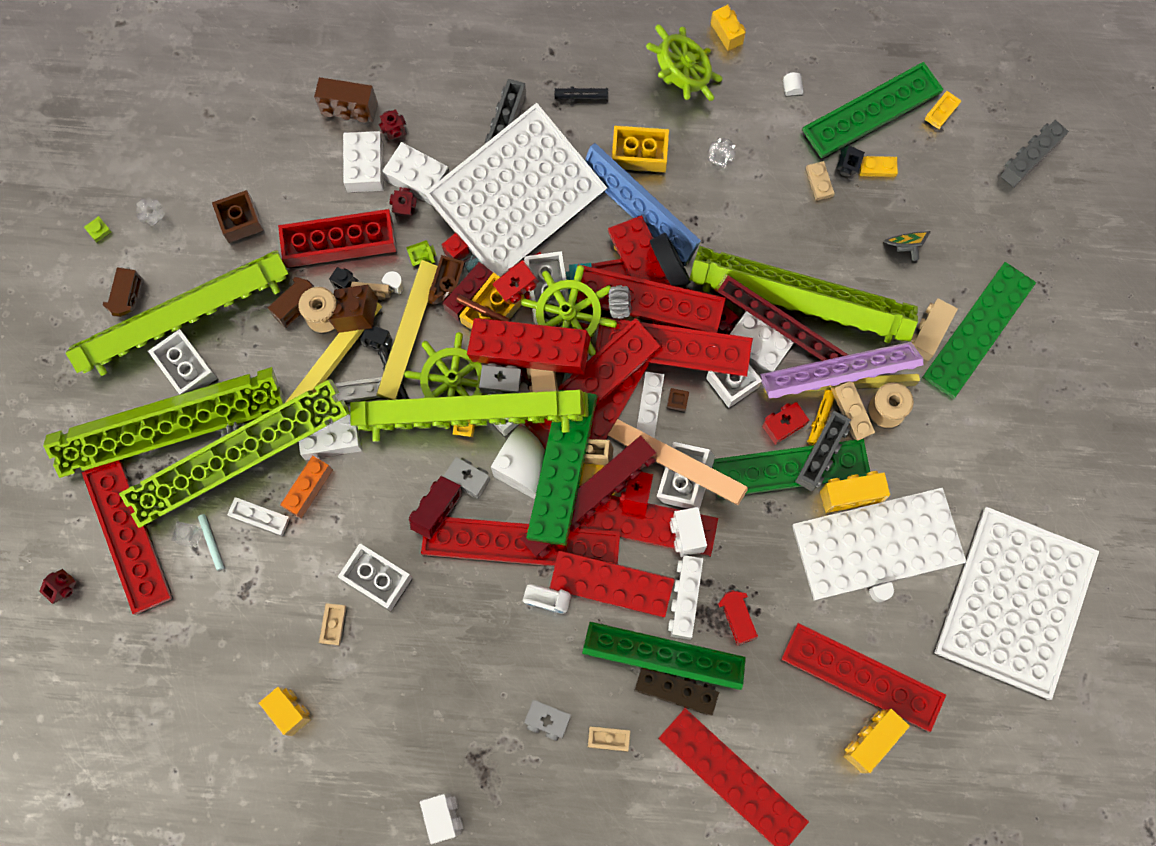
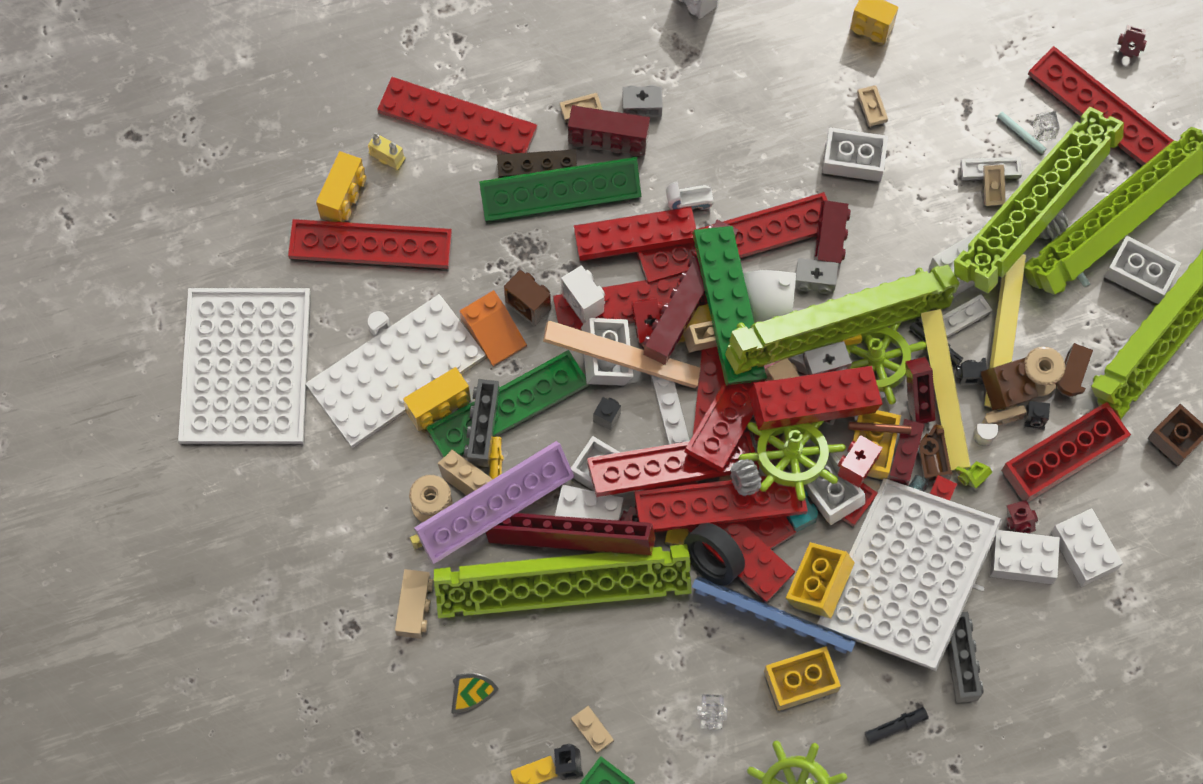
camera: 155 degrees right, 5 degrees down
(265, 496) = (994, 185): none -> tan plate
(306, 487) = (961, 208): orange brick -> none
(346, 100) = (1142, 603): reddish brown brick -> none
(392, 124) = (1074, 605): dark red brick -> none
(432, 328) = (920, 390): none -> dark red brick
(591, 213) = (820, 580): none -> yellow brick
(594, 695) = (608, 130): none -> dark red brick
(678, 399) = (646, 429): reddish brown plate -> none
(687, 596) = (559, 241): white brick -> none
(706, 425) = (607, 413): none -> black brick
(737, 556) = (527, 297): none -> reddish brown brick
(738, 617) = (504, 246): red piece -> none
(778, 545) = (492, 328): none -> orange slope
(796, 420) = (532, 436): red brick -> none
(816, 767) = (386, 151): none -> light yellow piece
(979, 330) = (363, 628): green plate -> none

